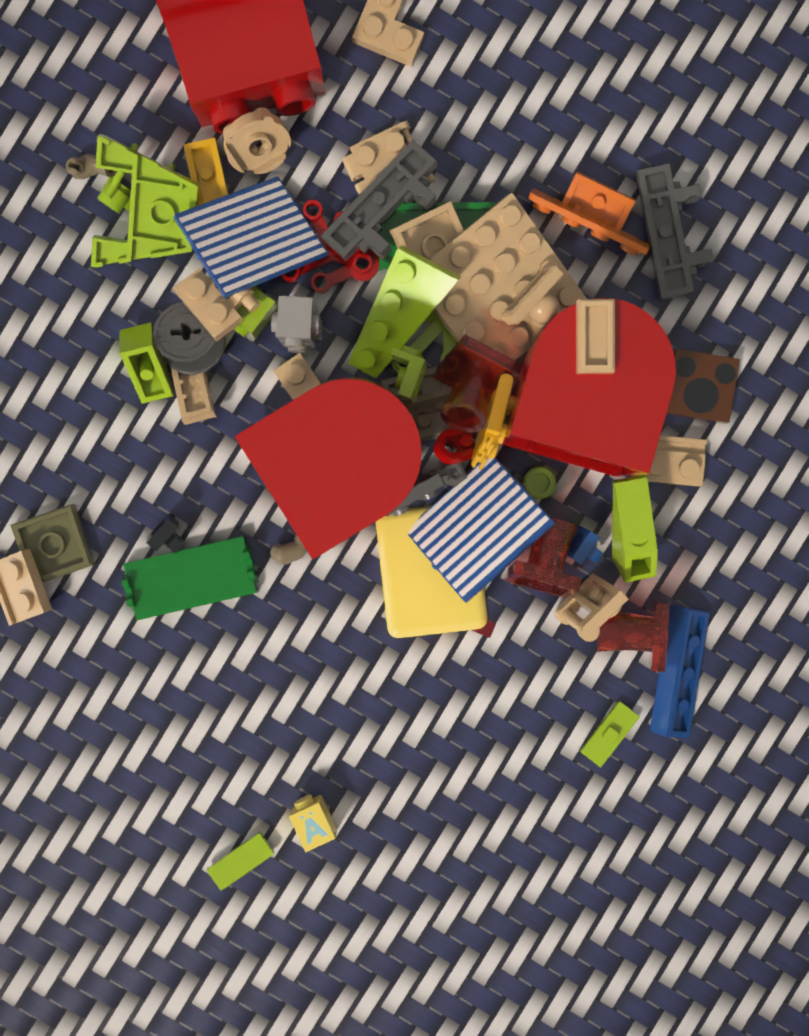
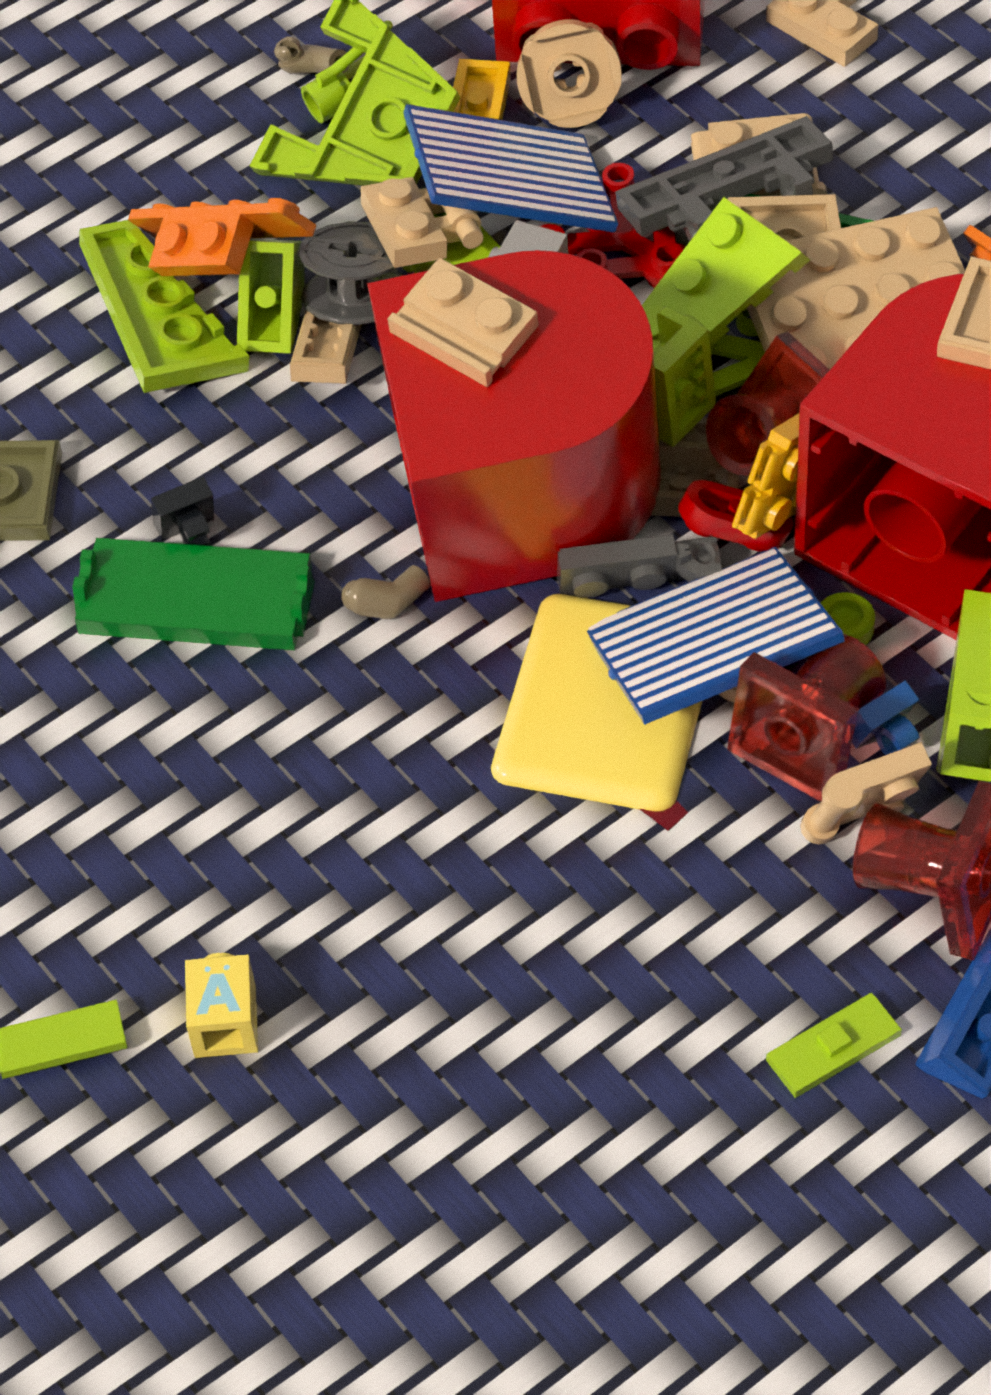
camera: 25 degrees right, 35 degrees down
(92, 402) = (156, 315): none -> lime wing
(98, 351) = (215, 237): none -> orange bracket
(302, 450) = (463, 321): none -> tan plate

